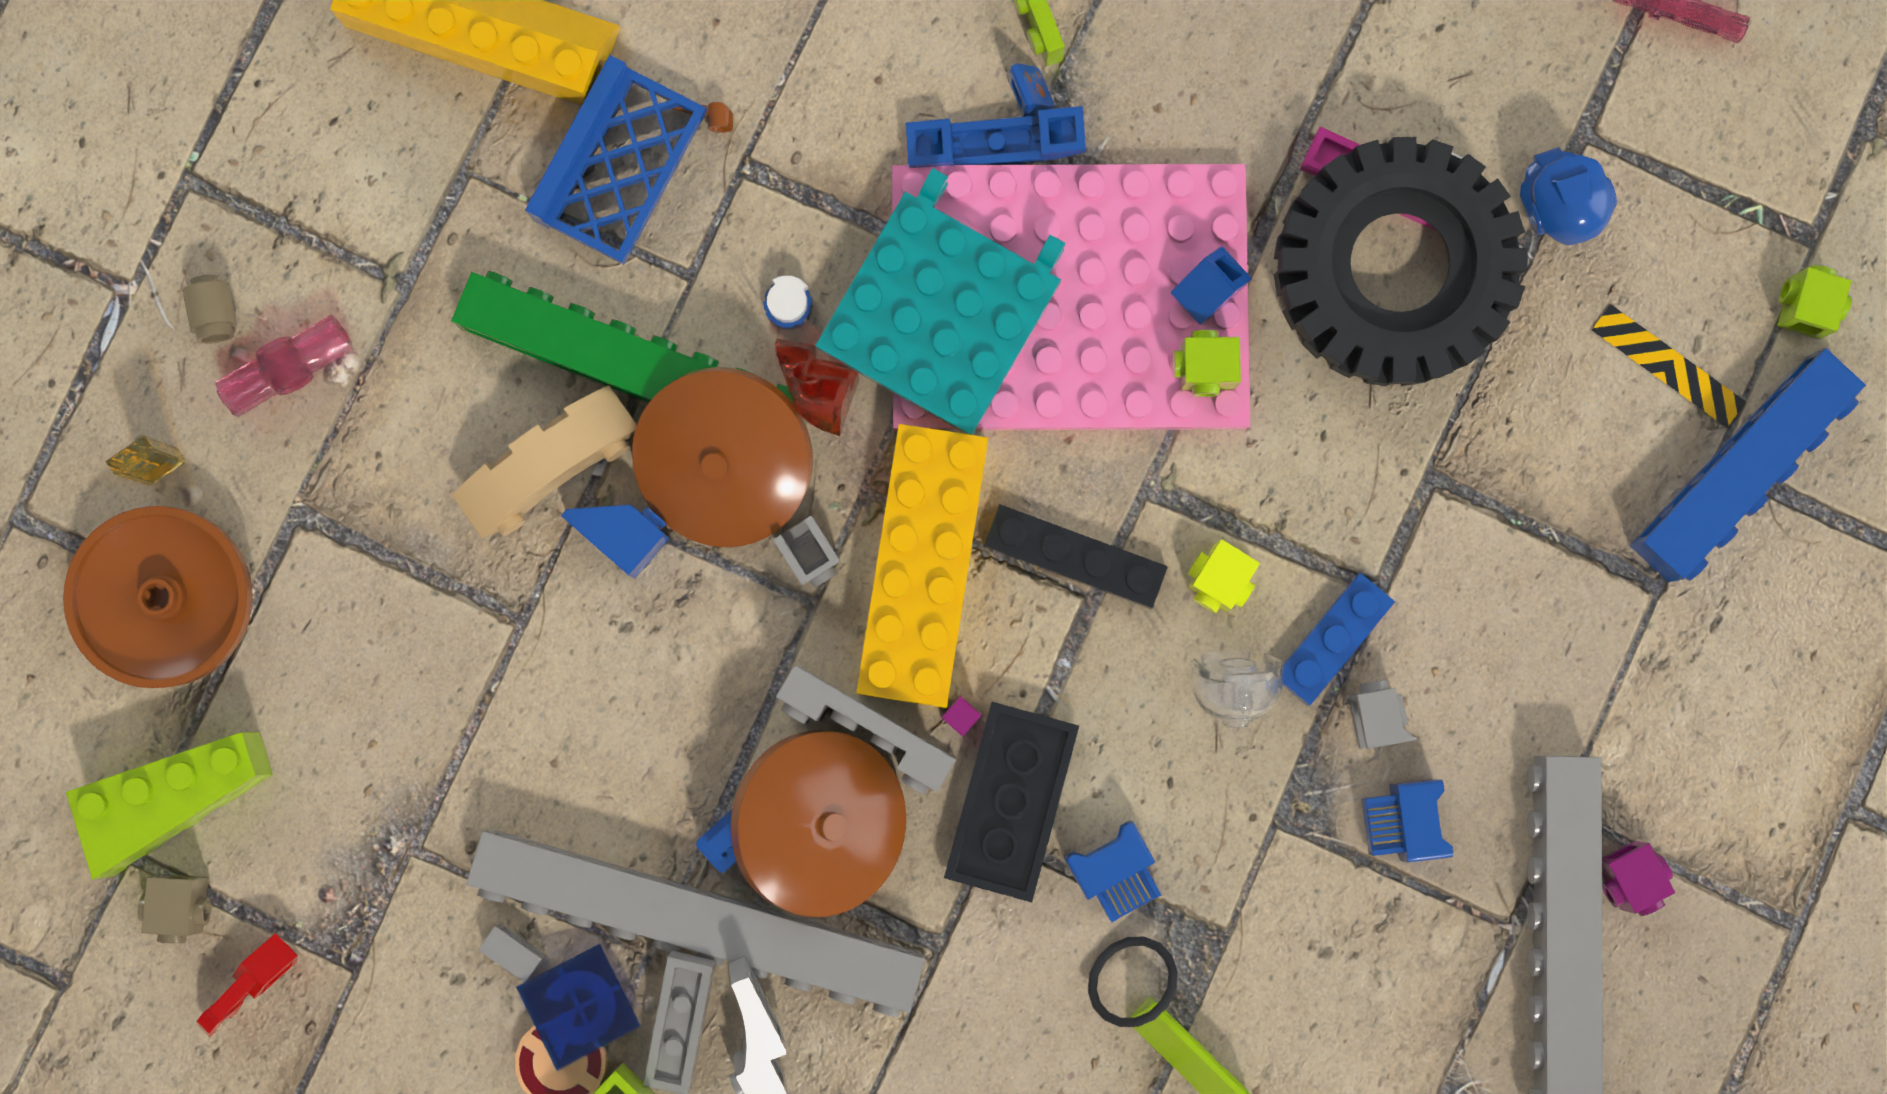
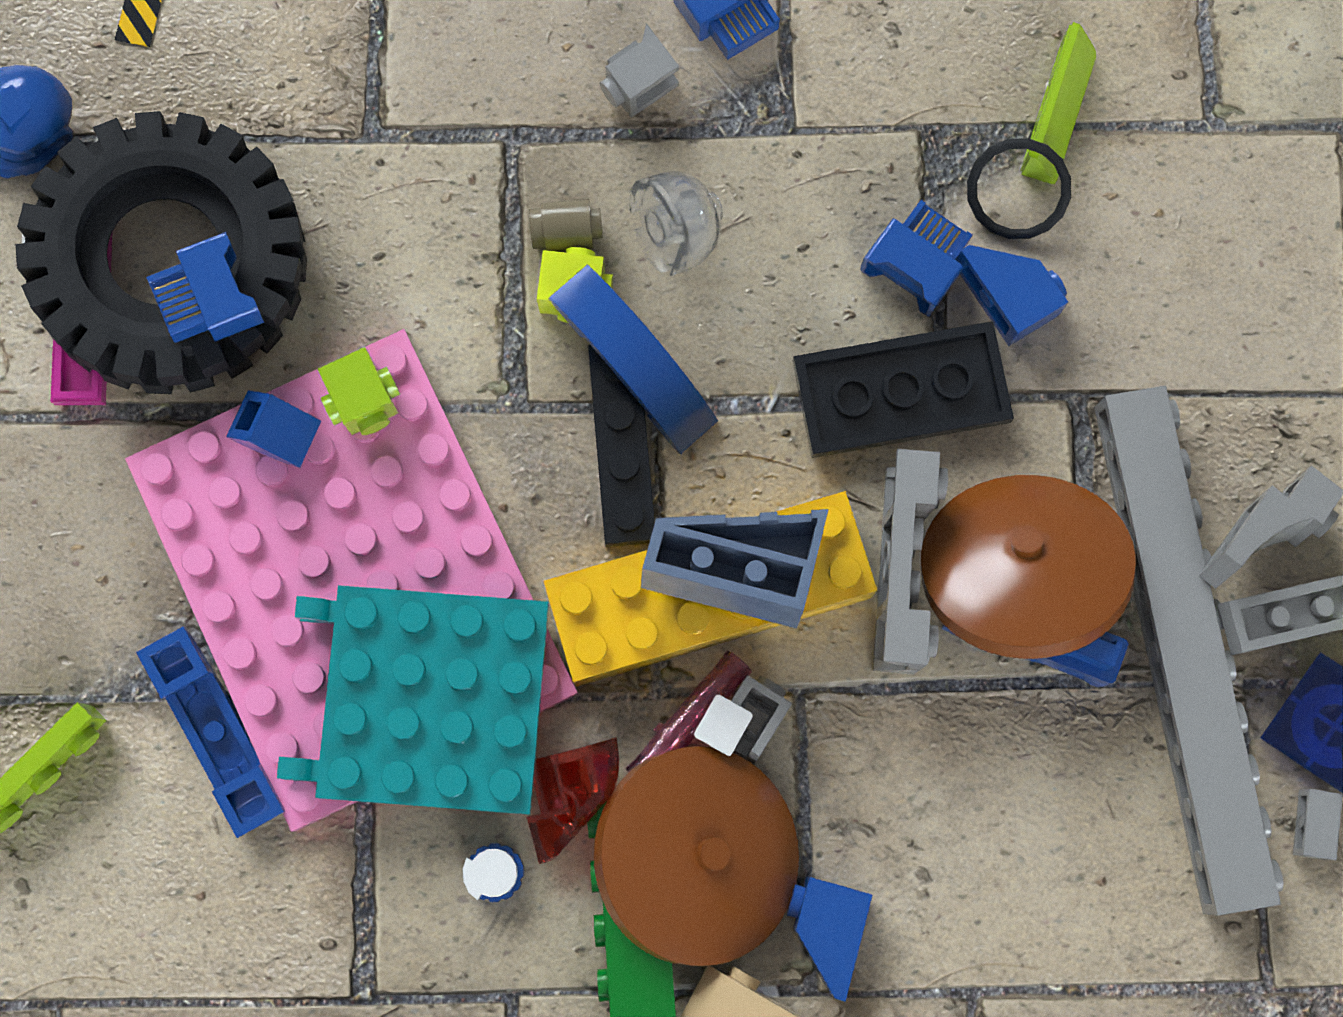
camera: 115 degrees left, 5 degrees down
(810, 523) = (723, 725): none -> white sticker
(834, 511) = (681, 726): none -> clear pink pin
(923, 588) = (737, 563): none -> sand blue wedge
(961, 716) = (844, 475): magenta piece -> none
(1029, 89) = (141, 723): blue slope -> none
(1049, 933) = (1012, 290): none -> blue slope
(1136, 593) = (635, 357): none -> blue slope
(1275, 594) = (565, 225): none -> dark tan brick
(1334, 638) = (579, 152): blue plate -> none
(1342, 274) = (203, 292): none -> blue piece

